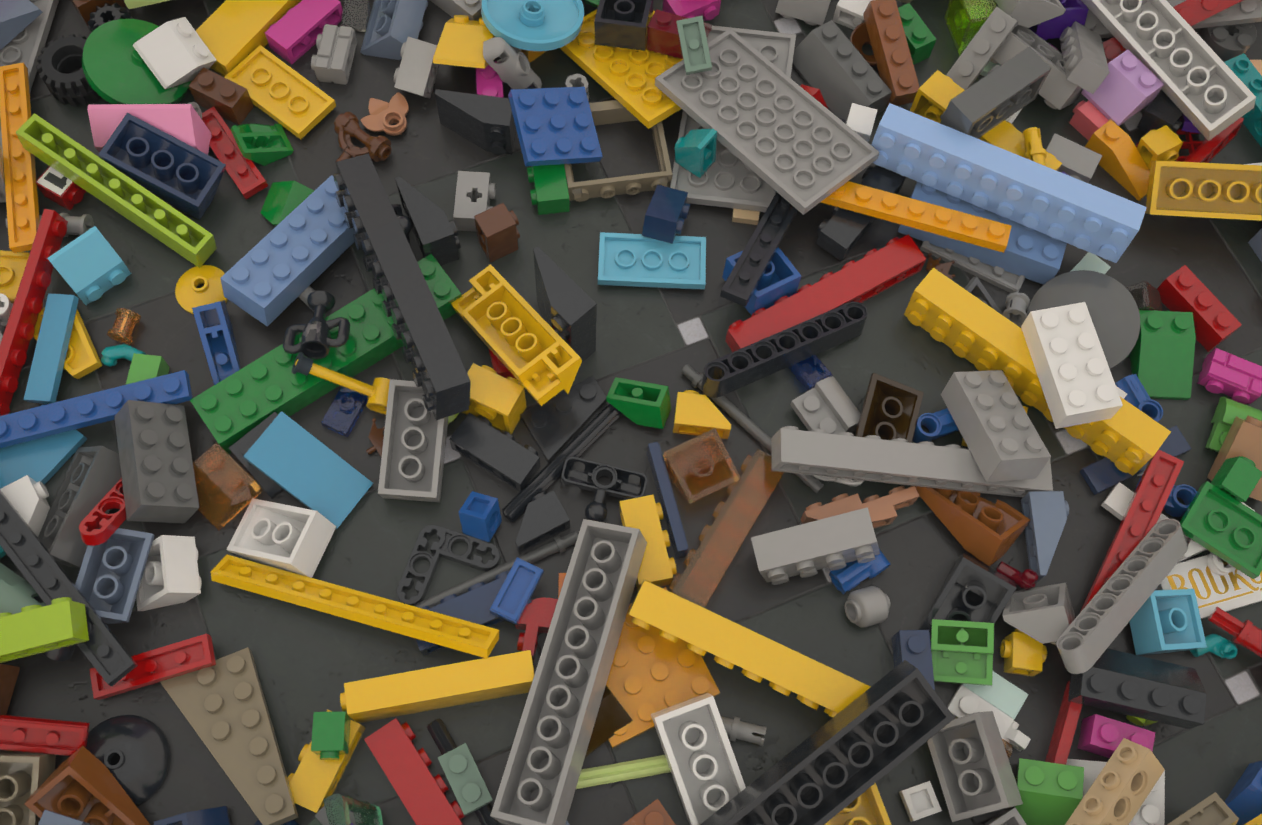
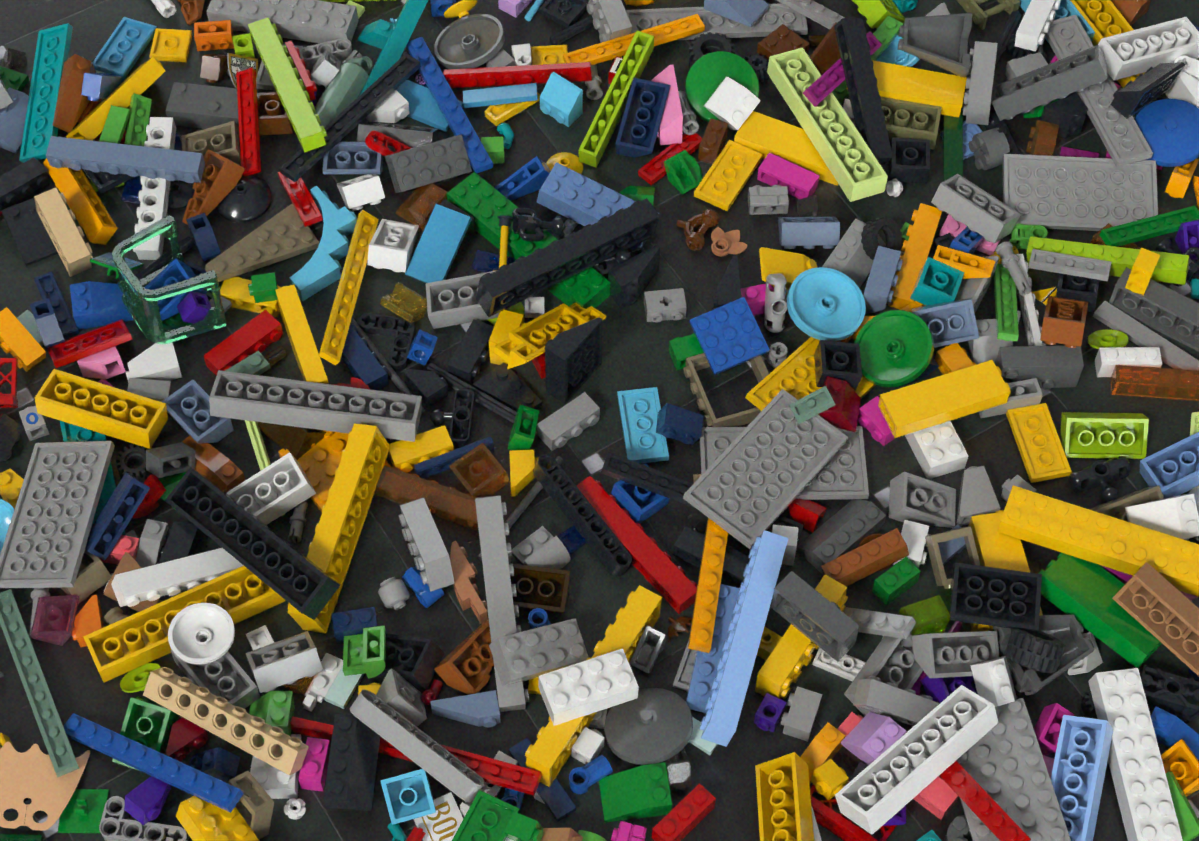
camera: 85 degrees right, 10 degrees down
(124, 325) = (527, 130): clear orange bush -> none
(260, 625) = (324, 265): none -> medium azure arch
(394, 532) = (405, 303): none -> clear yellow bracket
(417, 69) = (753, 244): light grey brick -> none
(497, 232) = (637, 319): reddish brown brick -> none
(516, 591) = (371, 373): blue tile -> none
(632, 344) = (568, 421): none -> light grey brick
(696, 150) = (730, 429): teal slope -> none
(1016, 308) = (652, 678): light grey bush -> none
(1034, 146) = (777, 659): yellow pin -> none
(1180, 777) = (299, 812): none -> white plate

